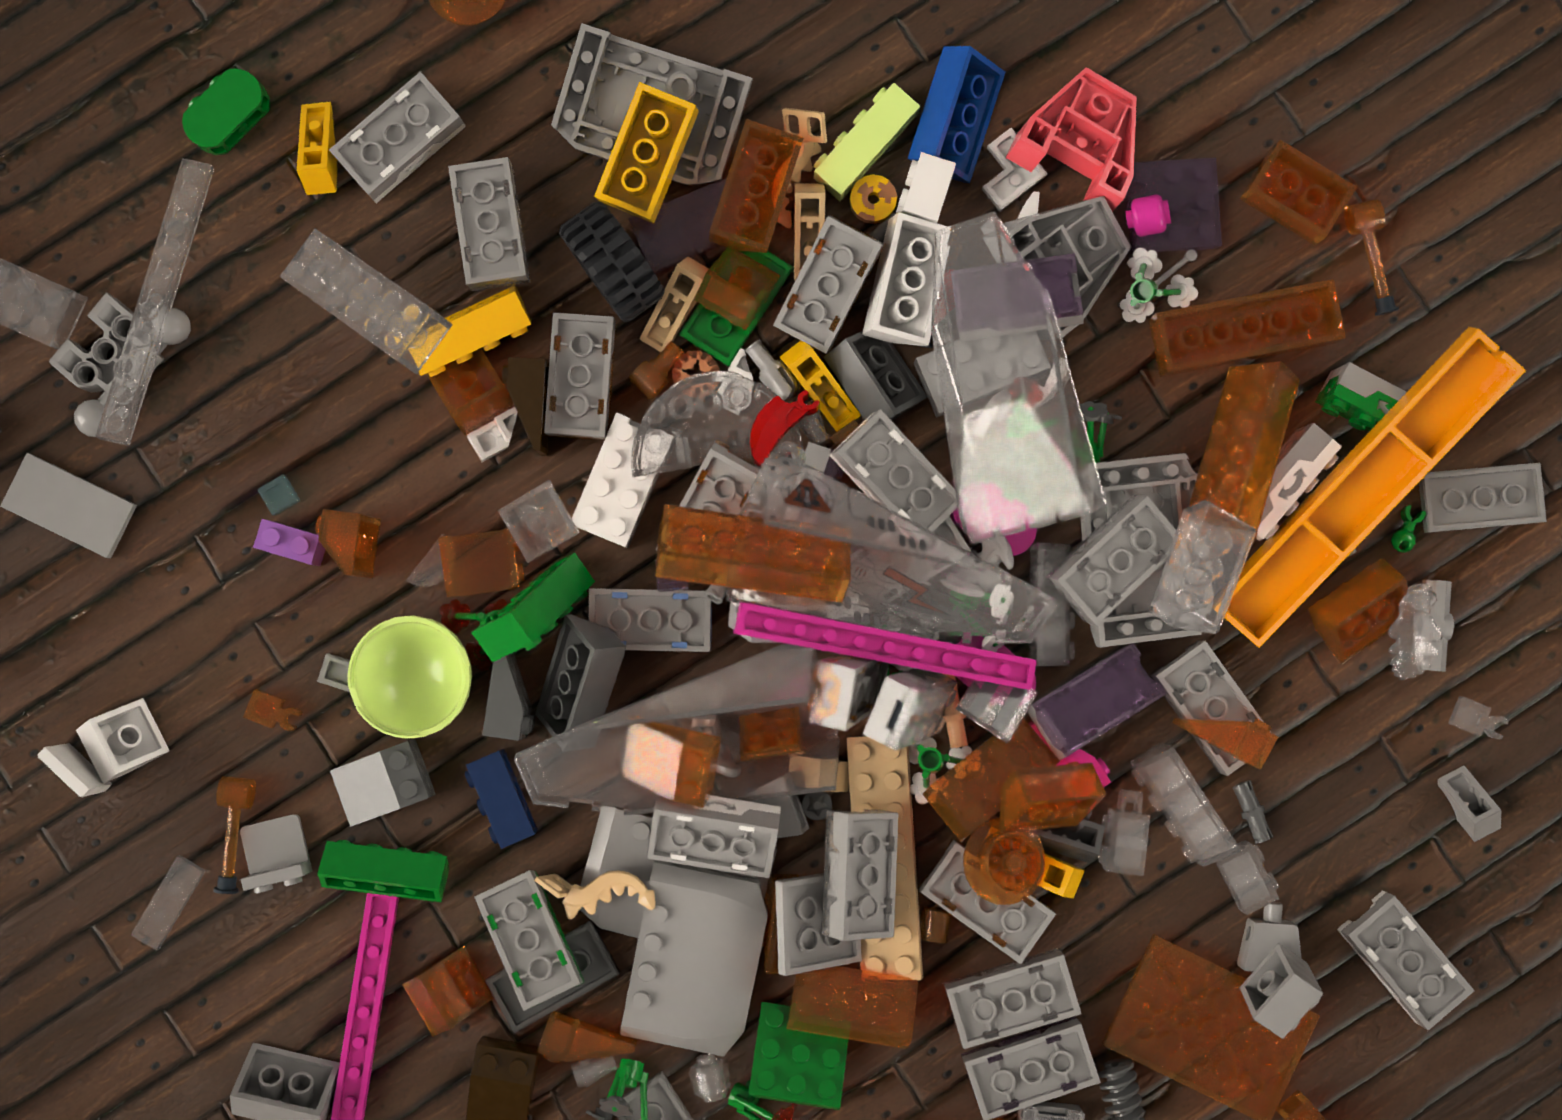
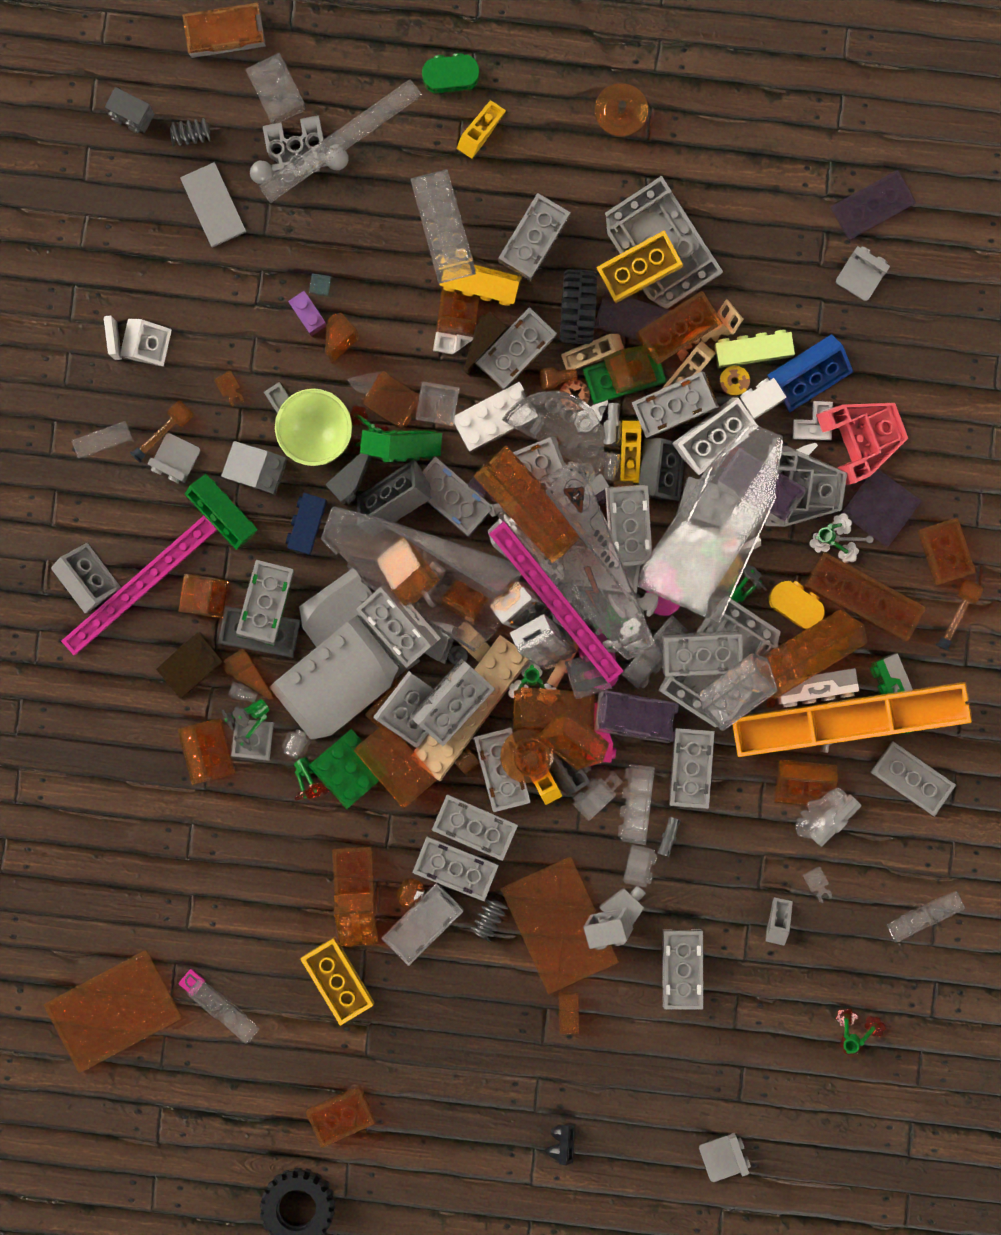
camera: 40 degrees right, 0 degrees up
(398, 137) = (524, 157): light grey piece -> none
(598, 889) = (319, 606): tan piece -> none
(774, 422) = (593, 450): red piece -> none
(1148, 215) = (862, 501): dark pink head -> none
(1171, 404) = (796, 604): none -> yellow brick
(1238, 738) = (690, 791): clear orange slope -> none
(1405, 536) = (859, 764): green arm -> none

